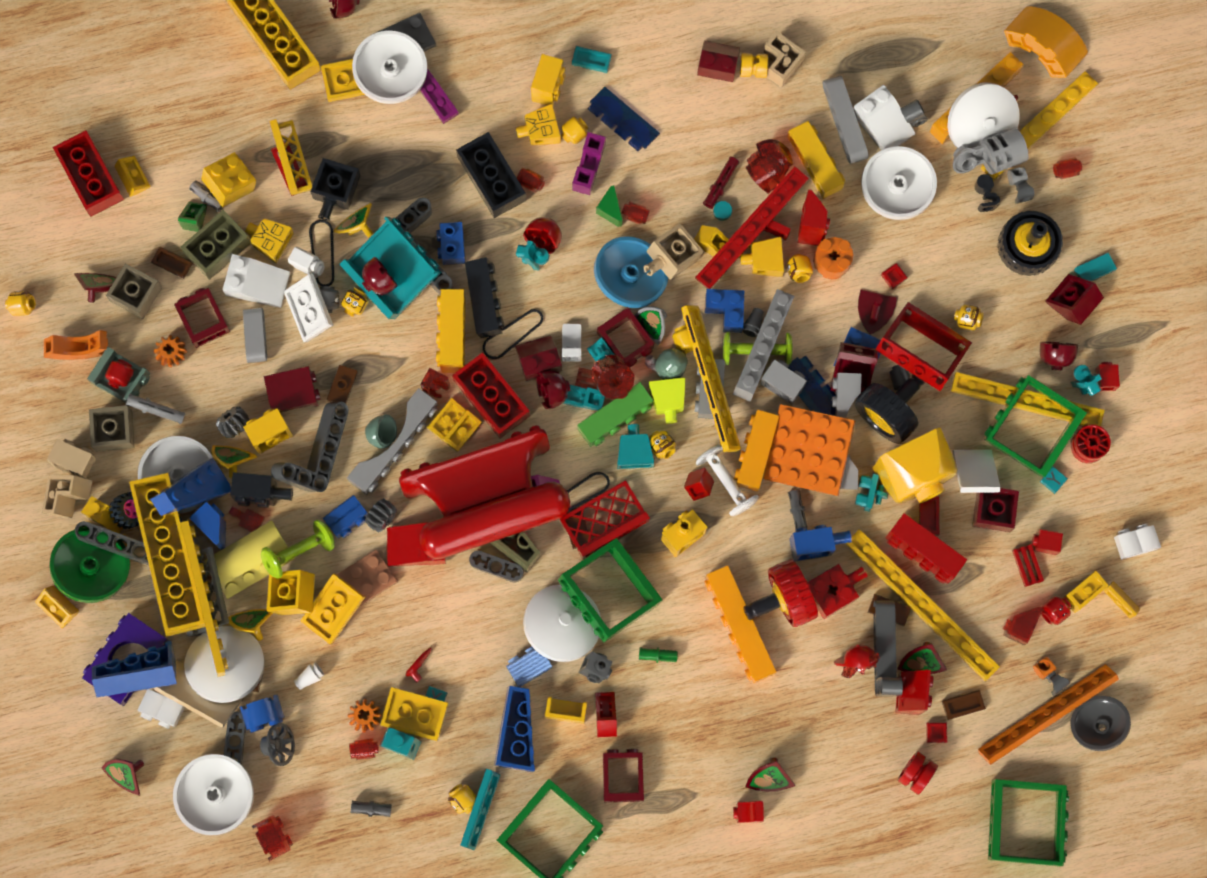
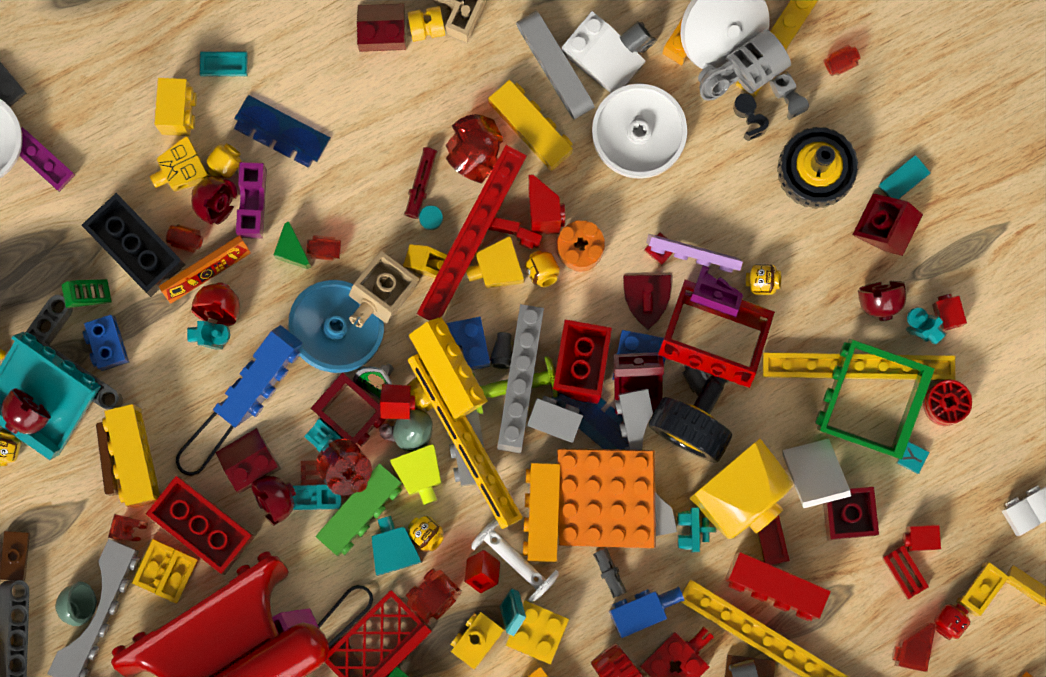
camera: 10 degrees left, 5 degrees up
(431, 330) = (107, 461): none -> reddish brown tile
(434, 201) = (70, 293): none -> green slope
(483, 297) = (162, 403): black brick -> none
(540, 207) = (204, 269): none -> tile
(559, 156) = (213, 198): none -> dark red cylinder
(565, 293) = (259, 377): none -> blue wedge
(571, 343) = (284, 432): white bracket -> none
(657, 491) = (433, 596): none -> clear red brick
(665, 337) = (396, 401): none -> red brick
(711, 321) = (448, 367): none -> yellow brick
(716, 518) = (512, 612): none -> teal tile
(730, 539) = (538, 633): none -> yellow brick
(794, 243) = (528, 238): none -> red plate
(815, 342) = (582, 360): none -> red slope
(912, 280) = (703, 256): none -> lavender plate
(930, 317) = (716, 293): none -> magenta wing

